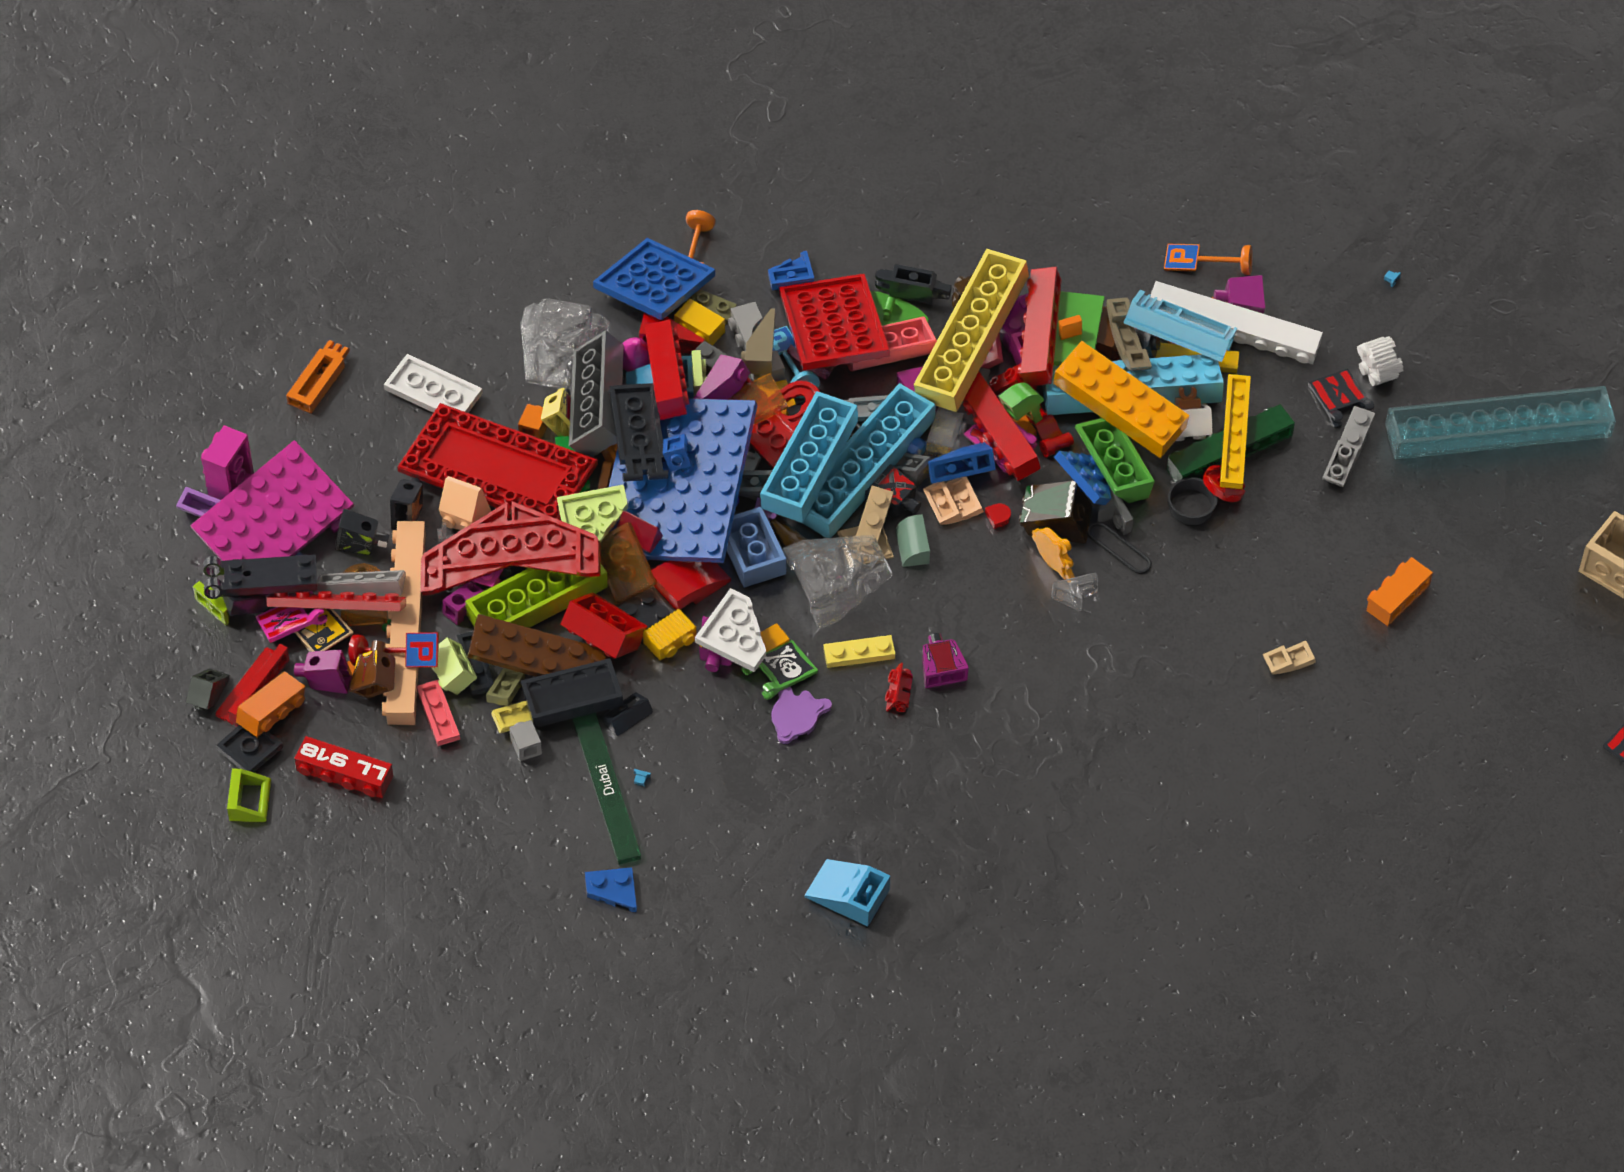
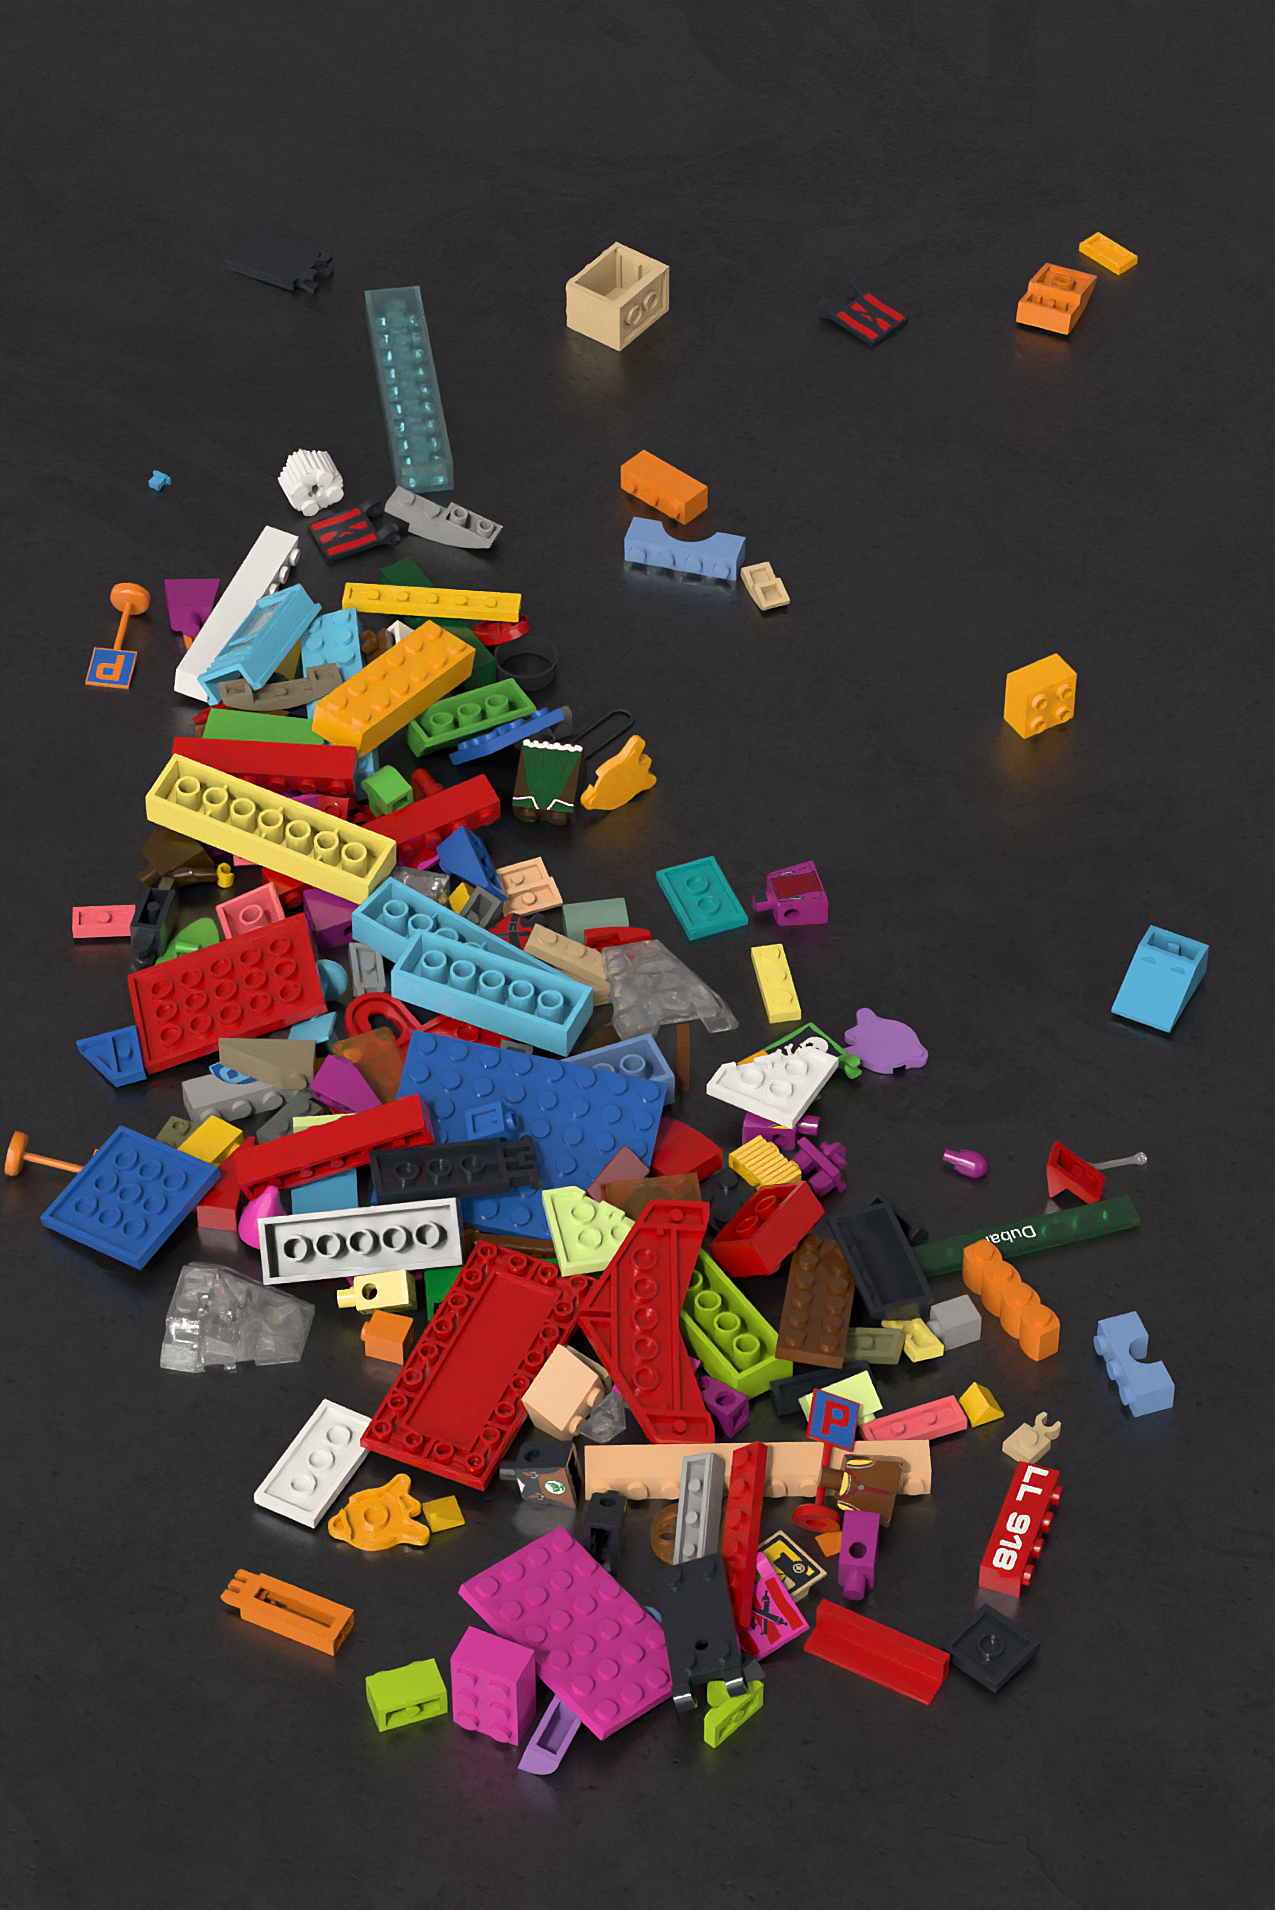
camera: 90 degrees left, 10 degrees down
(206, 688) = (893, 1705): pearl dark grey slope -> none
(243, 777) = (1079, 1655): lime tile -> none
(249, 424) = (406, 1694): none -> lime brick
(270, 704) = (925, 1614): orange brick -> none
(389, 423) = (381, 1518): none -> light orange tile
(389, 454) = (443, 1514): none -> yellow slope
(422, 782) = (1033, 1442): none -> tan plate
(456, 756) = (979, 1405): none -> yellow slope
(498, 836) = (1141, 1385): none -> medium blue arch
(545, 772) = (1011, 1300): none -> orange brick
(612, 886) = (1179, 1226): blue wing -> none
(641, 777) = (998, 1203): dark azure piece -> none
(654, 816) = (1073, 1173): none -> red slope
(673, 835) = (1140, 1158): none -> clear hinge
(675, 668) = (827, 1175): none -> magenta hips
(678, 758) = (967, 1162): none -> magenta cylinder
(770, 582) = (683, 1057): none -> reddish brown tile
(792, 366) = (334, 984): none -> medium azure piece
(893, 553) = (613, 936): none -> red slope
(899, 681) = (837, 942): red hinge -> none
(919, 255) = (102, 921): none -> coral plate
(947, 608) = (701, 898): none -> teal tile
(998, 515) = (547, 846): red tile -> none
(1070, 327) = (272, 727): orange tile -> none
(1071, 590) = (674, 772): clear slope -> none
(1152, 826) = (1040, 696): none -> light orange brick
(1320, 624) = (714, 557): none -> medium blue arch

